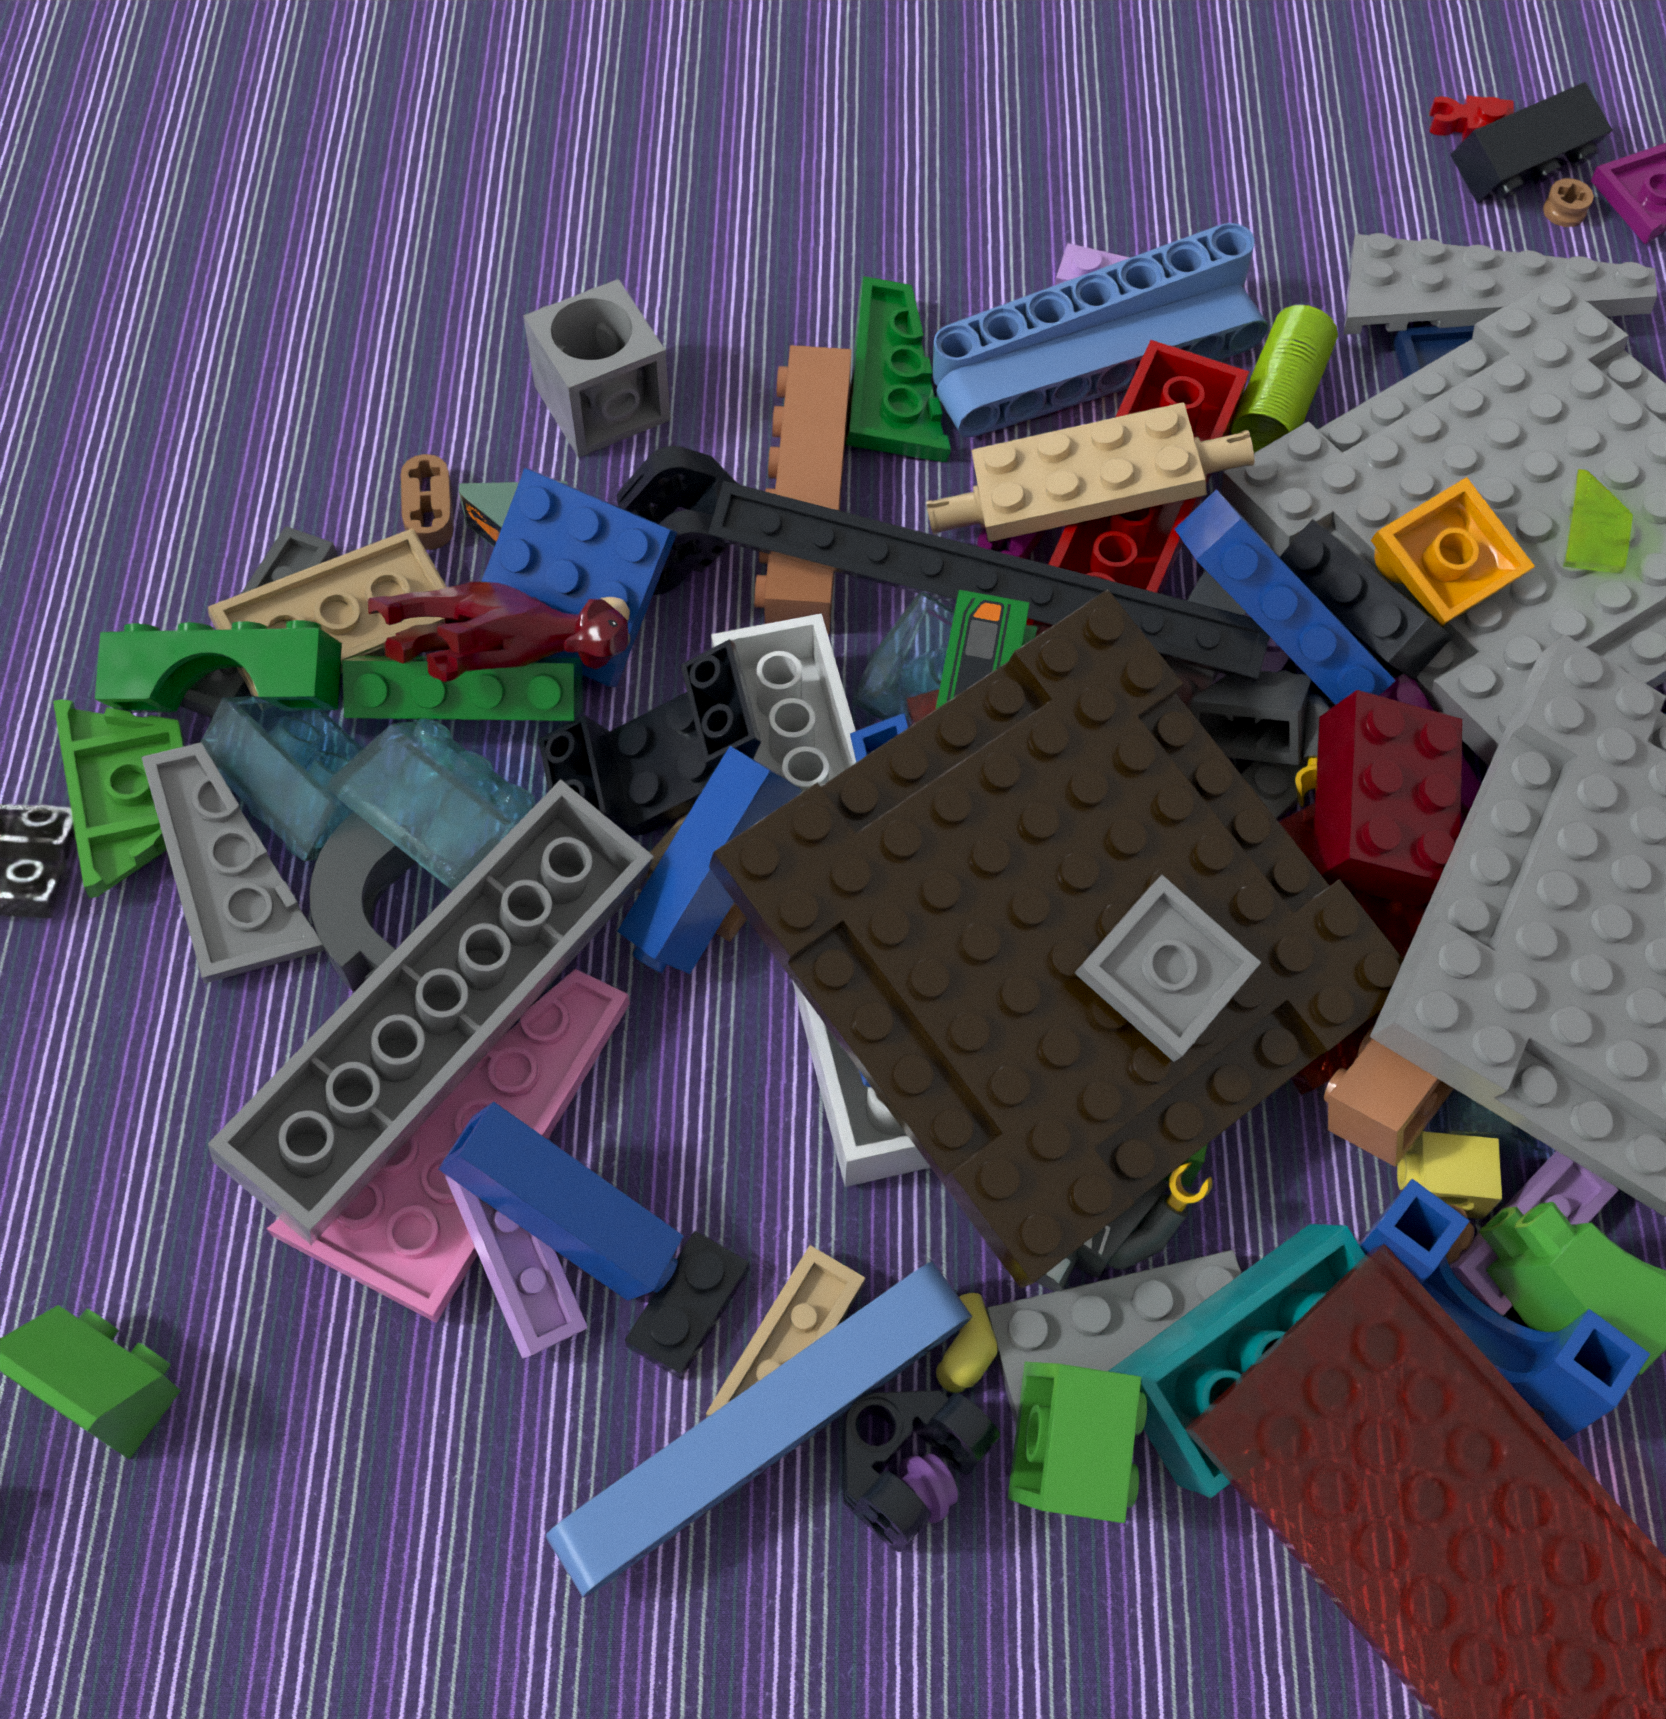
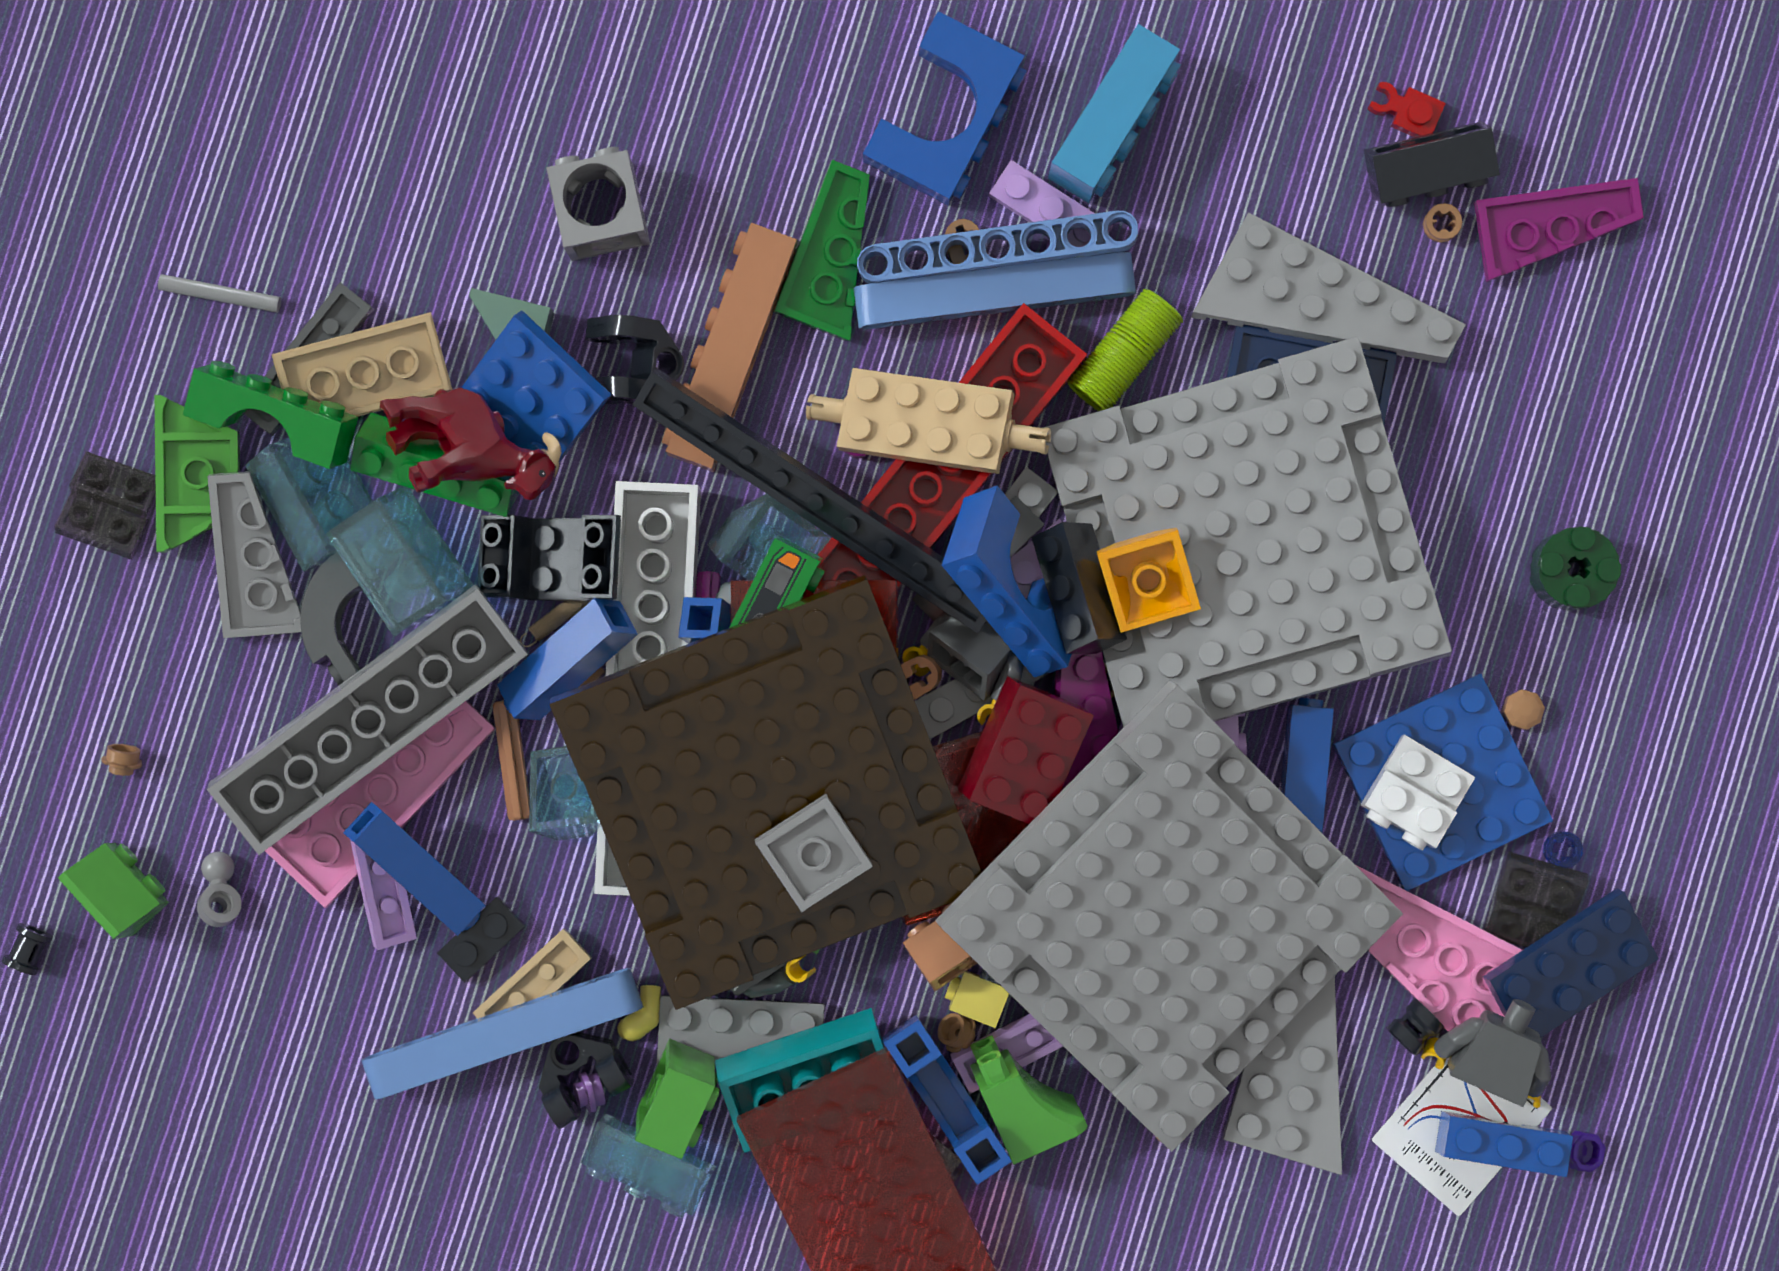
camera: 20 degrees right, 25 degrees up
(73, 1188) = (122, 759): none -> medium nougat plate
(126, 583) = (219, 293): none -> light grey bar
(249, 1315) = (218, 869): none -> light grey plate
(438, 500) = (458, 280): medium nougat beam -> none
(665, 1040) = (512, 763): none -> nougat axle
(762, 1043) = (558, 797): none -> clear light blue slope
(984, 261) = (941, 166): none -> blue arch
(1064, 1575) = (644, 1169): none -> clear light blue slope
(1172, 156) = (1117, 107): none -> dark azure brick
(1597, 527) = (1260, 589): clear neon green slope -> none

